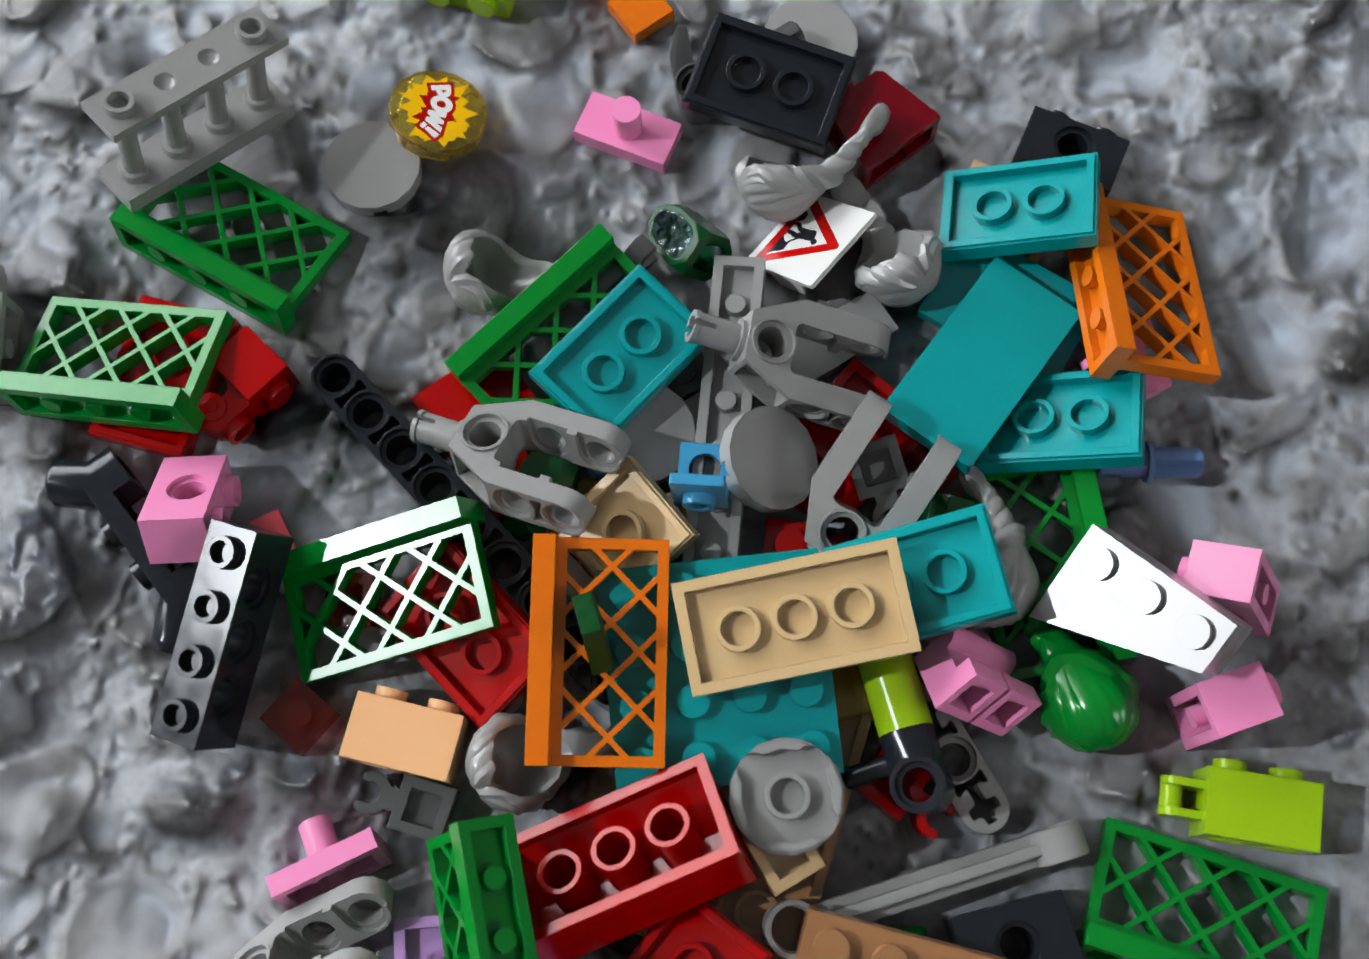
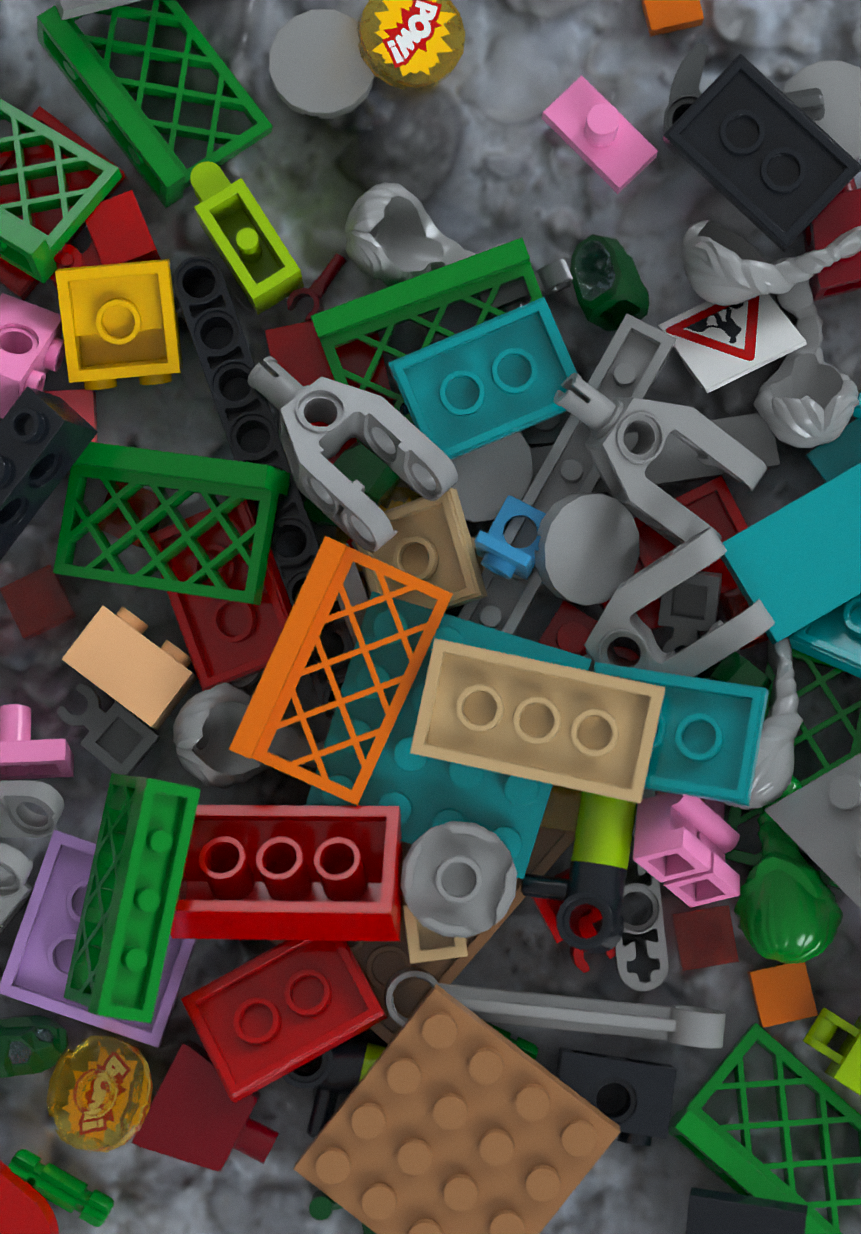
camera: 20 degrees right, 10 degrees up
(278, 440) = (119, 323): none -> yellow plate
(362, 327) = (244, 238): none -> lime brick
(442, 347) = (318, 287): none -> dark red hand
(593, 633) = (342, 653): dark green tile -> none
(1026, 759) = (704, 937): none -> clear red plate
(1117, 780) = (782, 993): none -> orange tile

